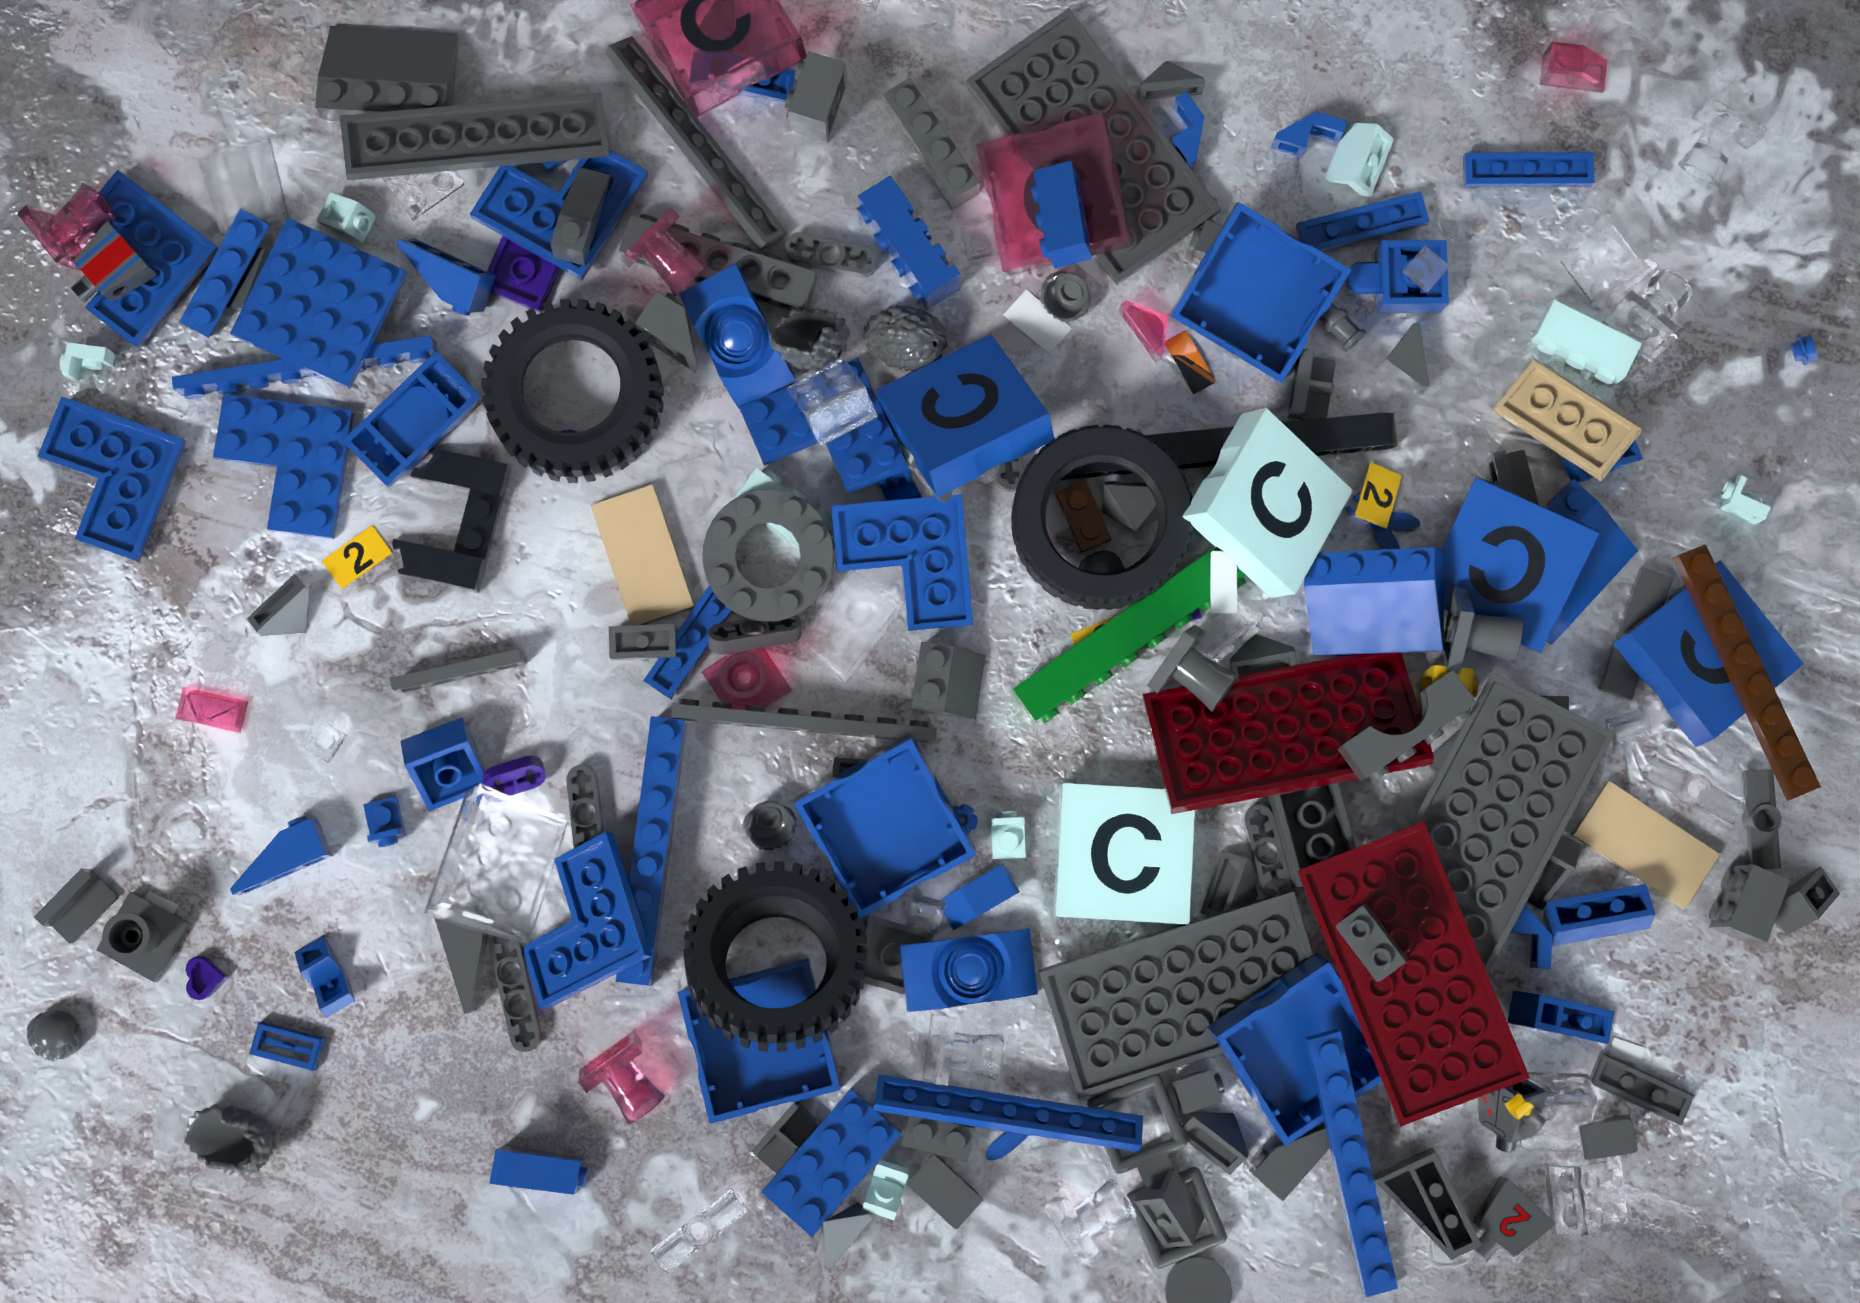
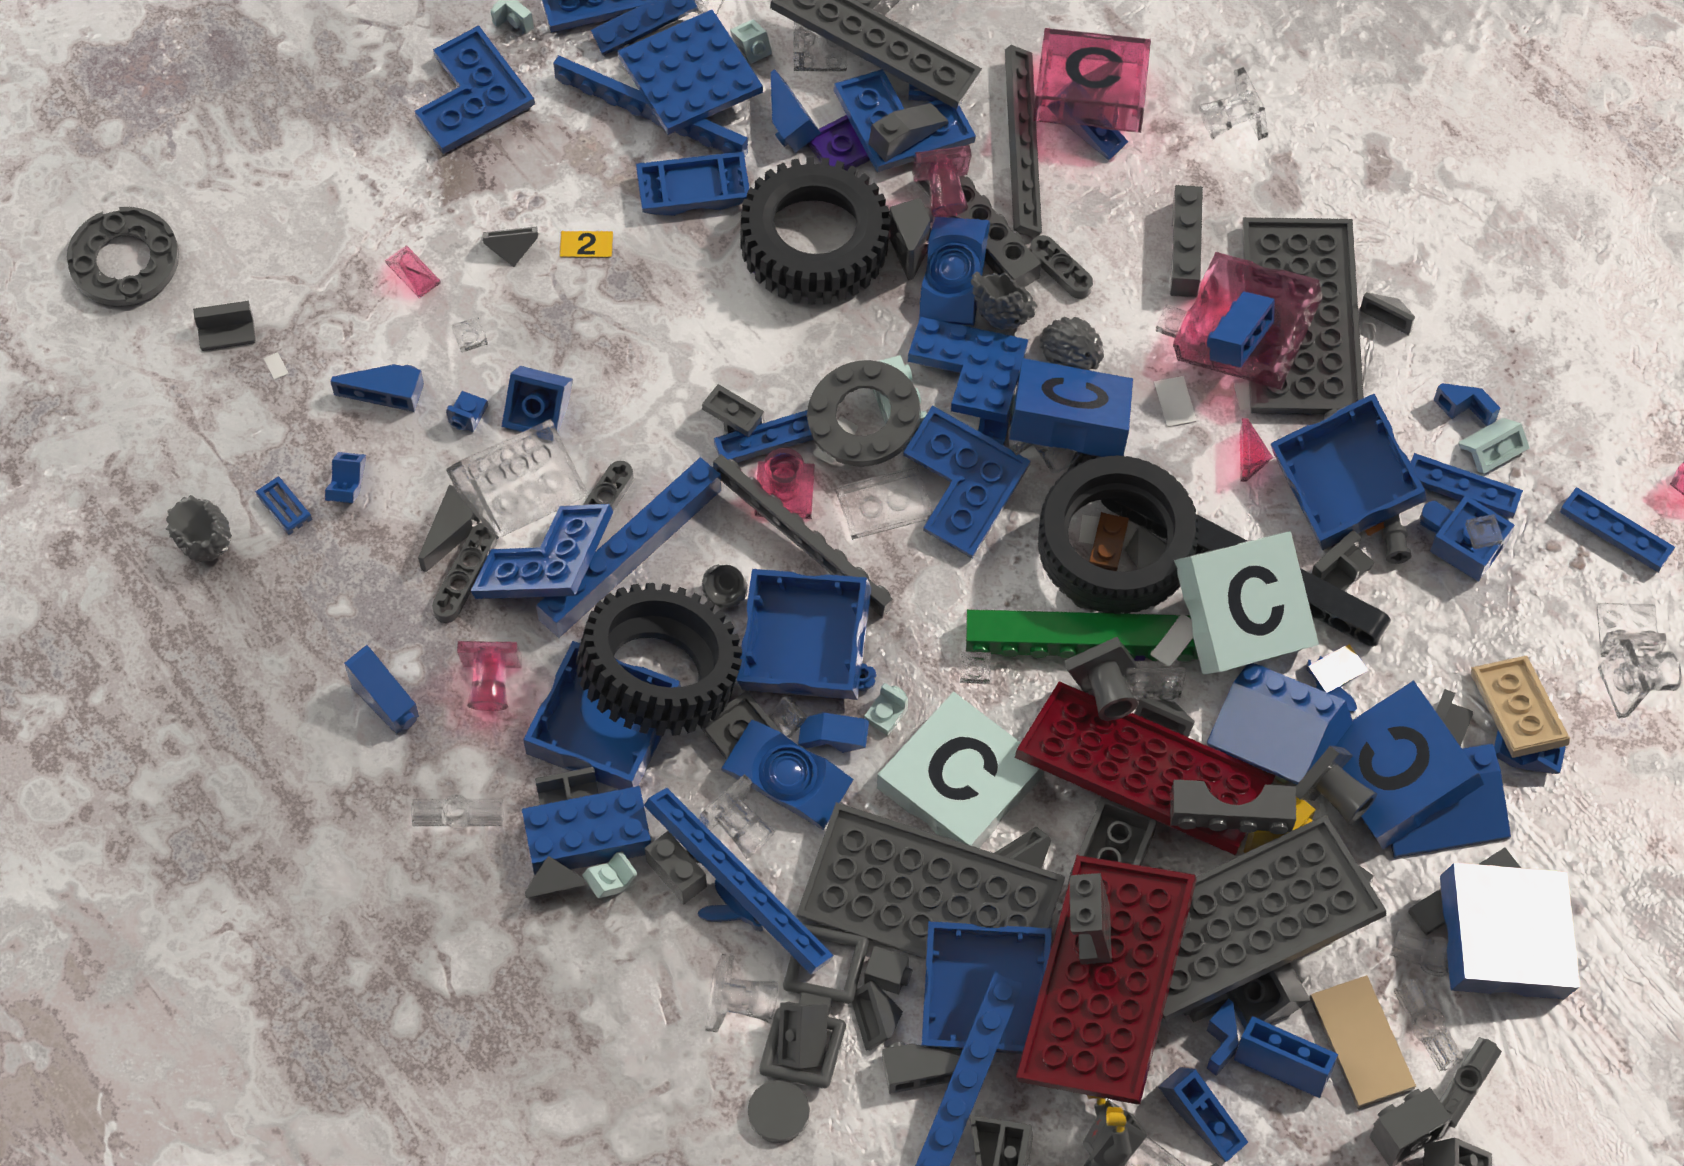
camera: 40 degrees right, 20 degrees down
(54, 1035) = (141, 394): dark grey hair -> none
(157, 940) = (248, 370): dark grey plant -> none
(204, 977) = (266, 426): dark purple tile -> none
(304, 448) = (604, 160): blue plate -> none
(458, 671) = (594, 351): dark grey tile -> none
(486, 486) = (653, 293): black wedge -> none
(514, 775) = (580, 433): dark purple beam -> none
(642, 556) = (779, 363): tan tile -> none
(734, 635) = (816, 459): dark grey beam -> none
(816, 96) = (1128, 160): dark grey brick -> none
(833, 401) = (986, 346): clear bracket -> none
(908, 243) = (1121, 291): blue wedge -> none
(945, 1191) = (650, 905): dark grey panel -> none
(948, 681) = (924, 579): dark grey slope -> none
(1065, 296) = (1206, 392): dark grey hair -> none
(1188, 140) = (1378, 351): blue slope -> none
(1189, 362) = (1265, 496): sticker -> none
(1251, 830) = (1068, 827): dark grey beam -> none
(1408, 360) = (1427, 590): dark grey slope -> none
(1585, 343) = (1574, 668): light aqua brick -> none
(1742, 505) = (1615, 856): light aqua bracket -> none
(1746, 672) = (1526, 955): reddish brown plate -> none

